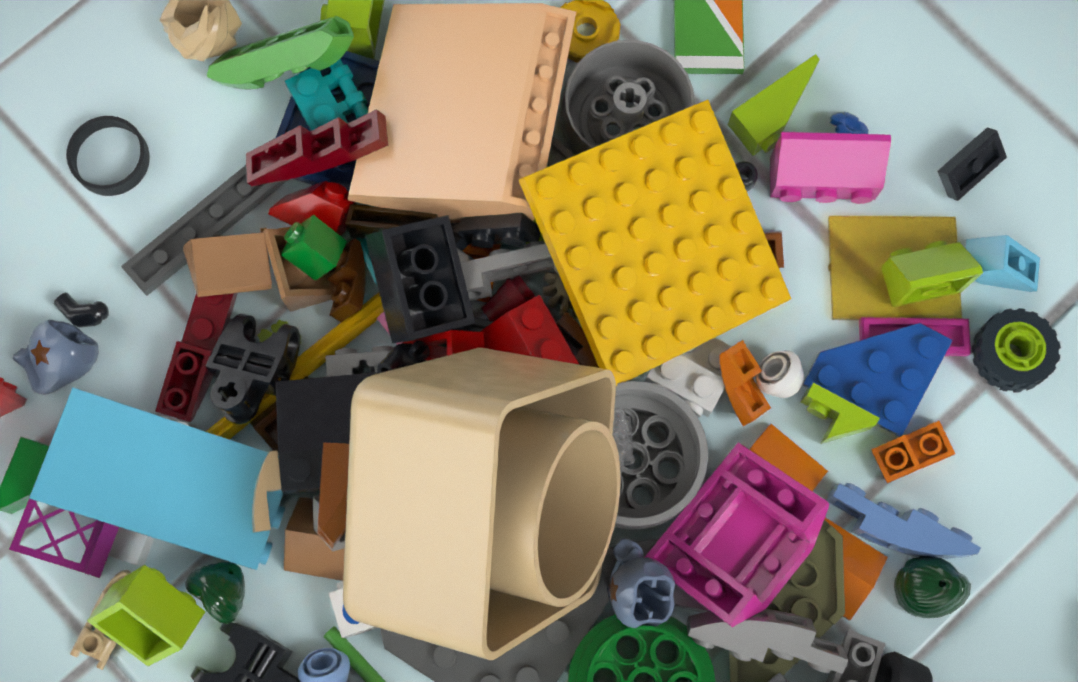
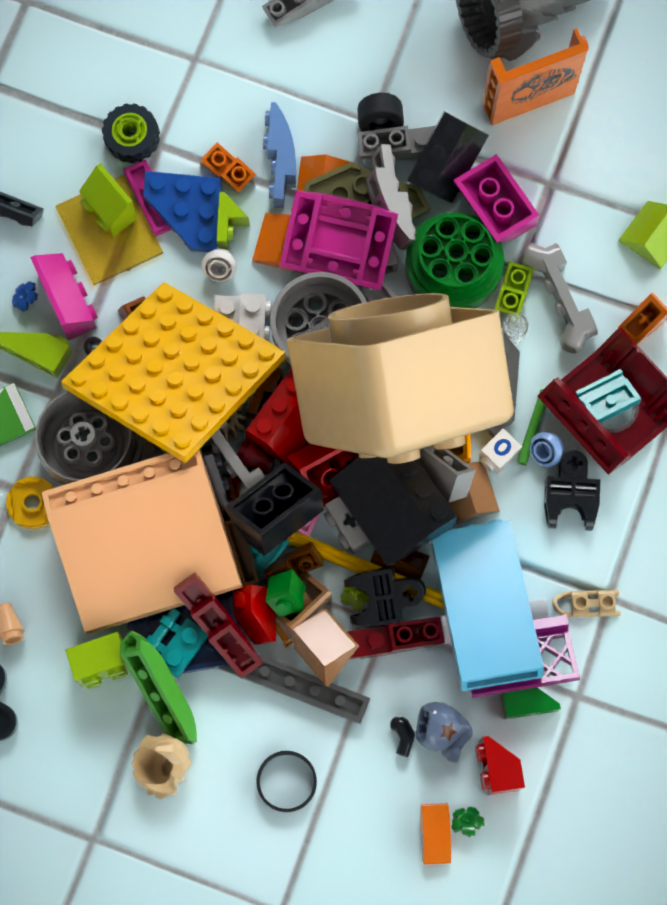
camera: 115 degrees left, 0 degrees up
(147, 615) = (573, 566): lime piece -> none
(219, 588) = (532, 538): dark green hair -> none
(267, 481) = (454, 536): tan slope -> none
(333, 492) = (441, 470): dark orange slope -> none
(404, 355) = (330, 497): black arm -> none
(640, 587) = (401, 277): sand blue piece -> none
(737, 371) = (232, 288): orange slope -> none
(921, 590) = (308, 129): dark green hair -> none
(1005, 263) = (75, 162): medium azure slope -> none

